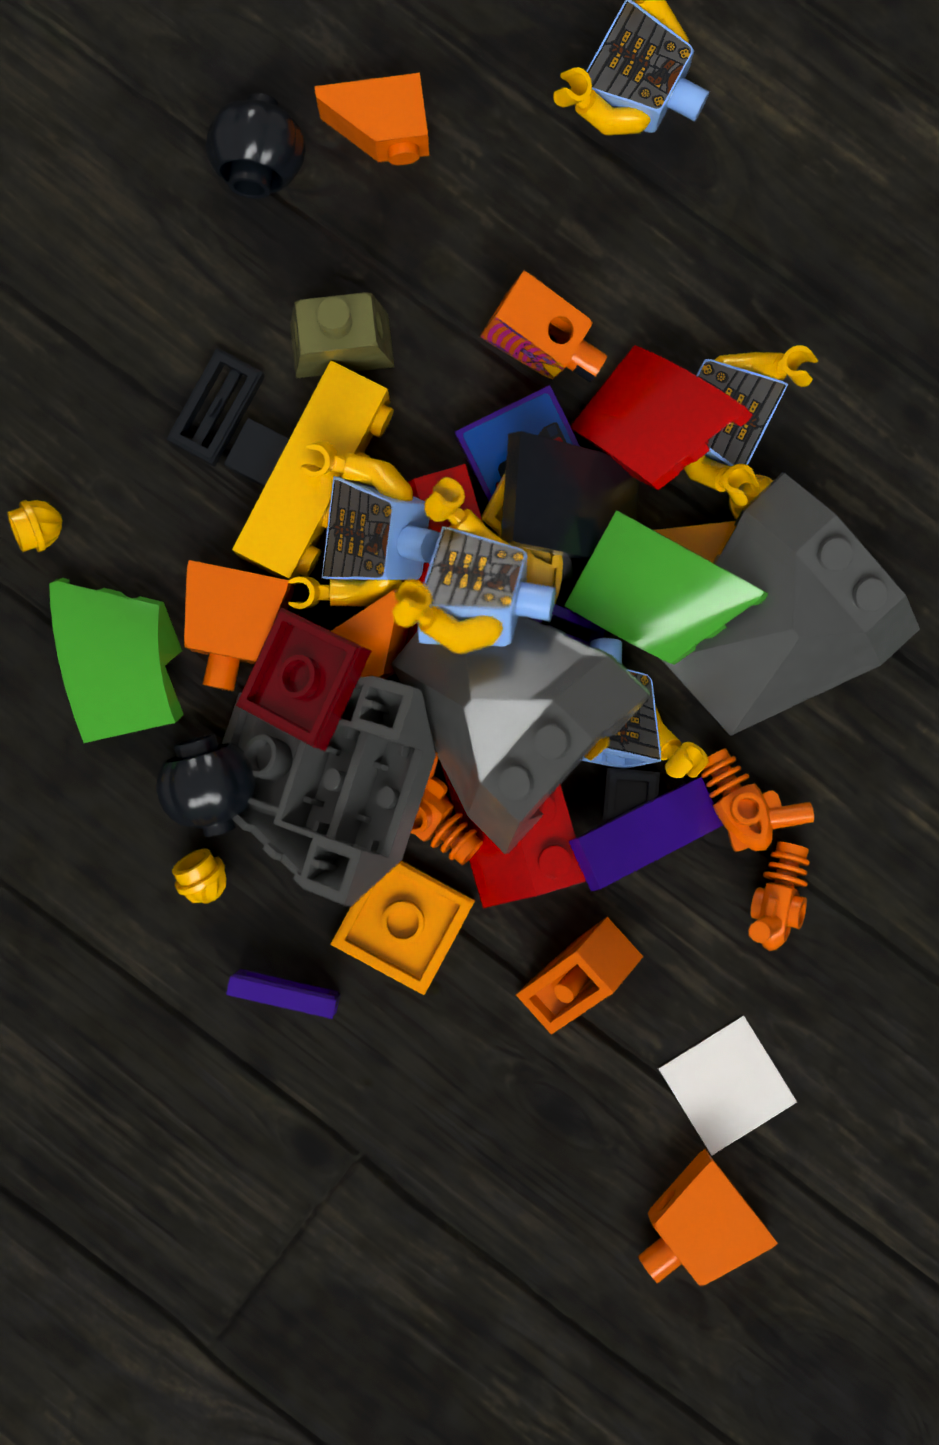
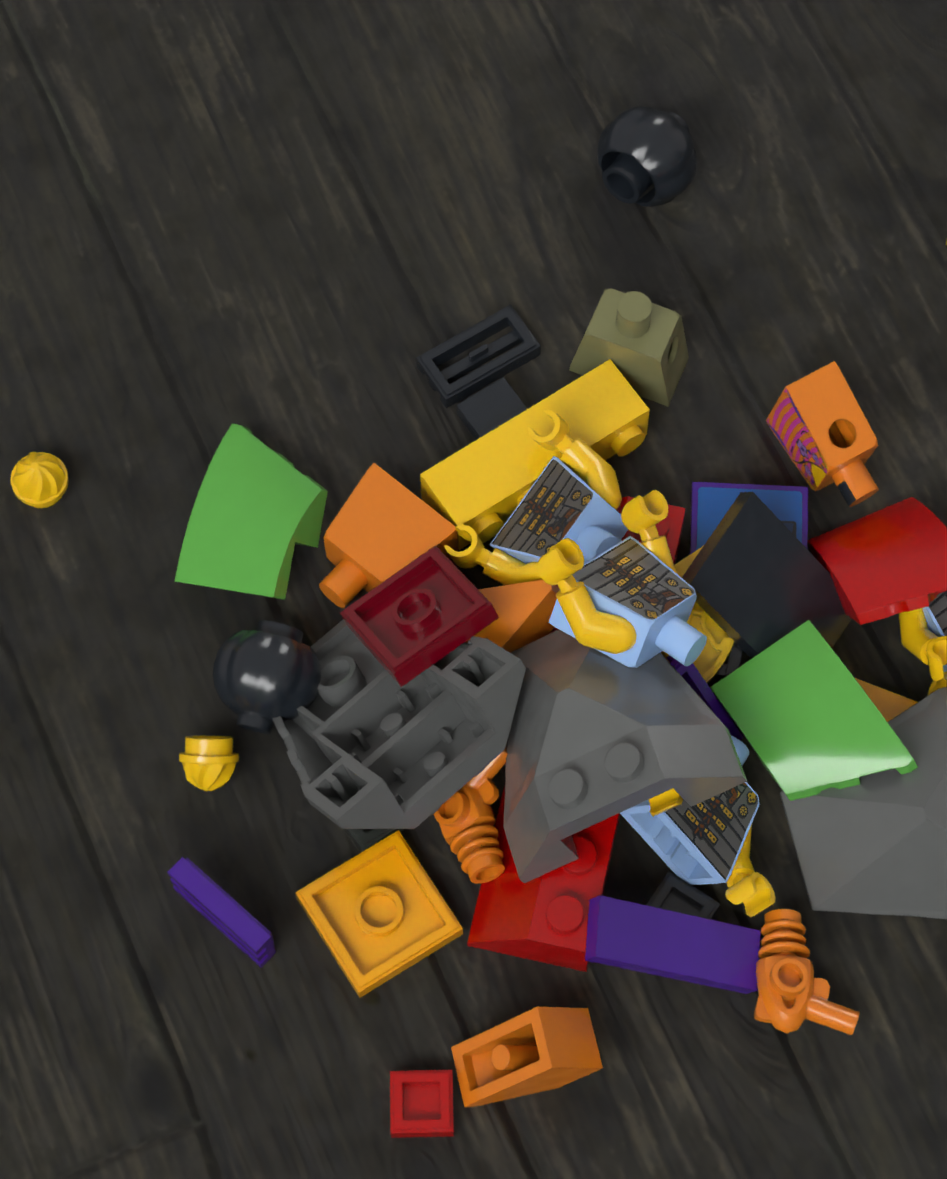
camera: 30 degrees right, 20 degrees down
(35, 525) = (250, 369): yellow plate -> none
(379, 116) = (776, 185): orange slope -> none
(518, 1050) = (421, 1103): none -> red tile
(779, 903) = (773, 1098): orange piece -> none

